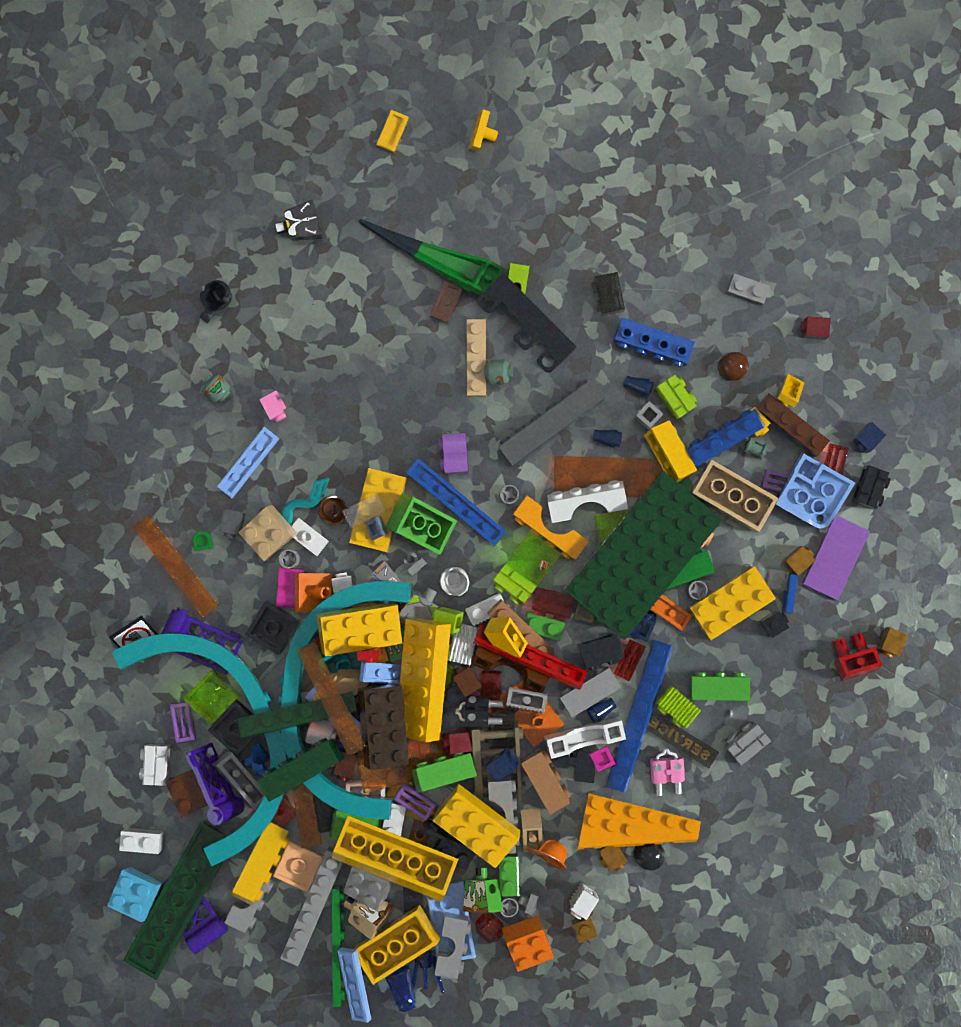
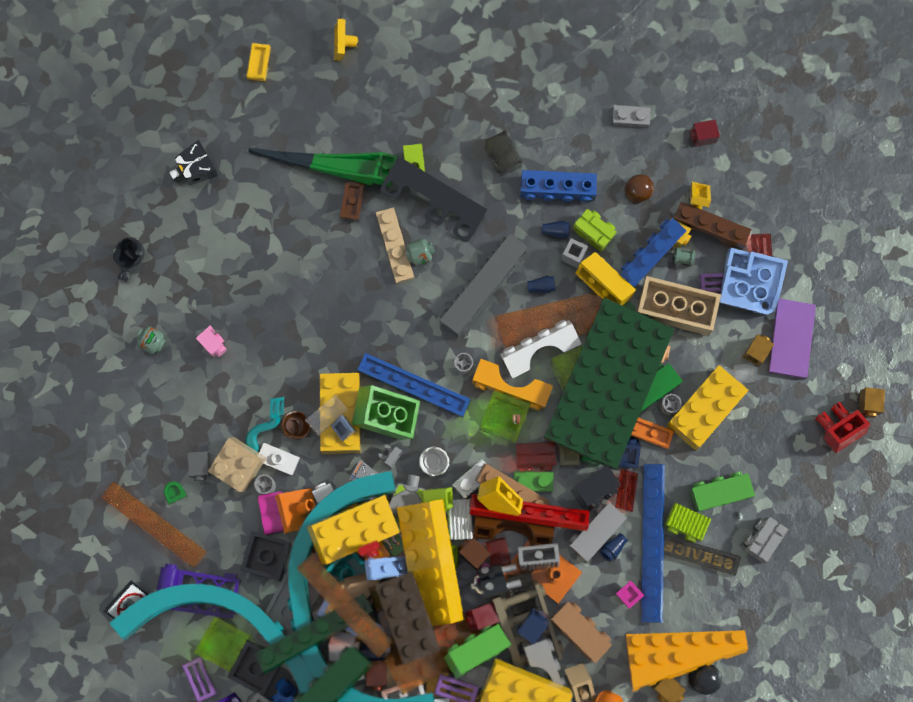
camera: 15 degrees left, 10 degrees down
(248, 462) = (200, 403): light blue tile -> none
(454, 453) = (399, 339): medium lavender brick -> none
(514, 583) = (493, 448): lime brick -> none
(584, 765) = (613, 607): black brick -> none
(600, 732) = (605, 577): white arch -> none
(667, 770) = (696, 589): bright pink piece -> none
(774, 623) = (754, 415): black brick -> none
(789, 594) = (760, 384): blue tile -> none
(868, 438) = (786, 219): dark blue brick -> none
(871, 487) = (803, 263): black brick -> none

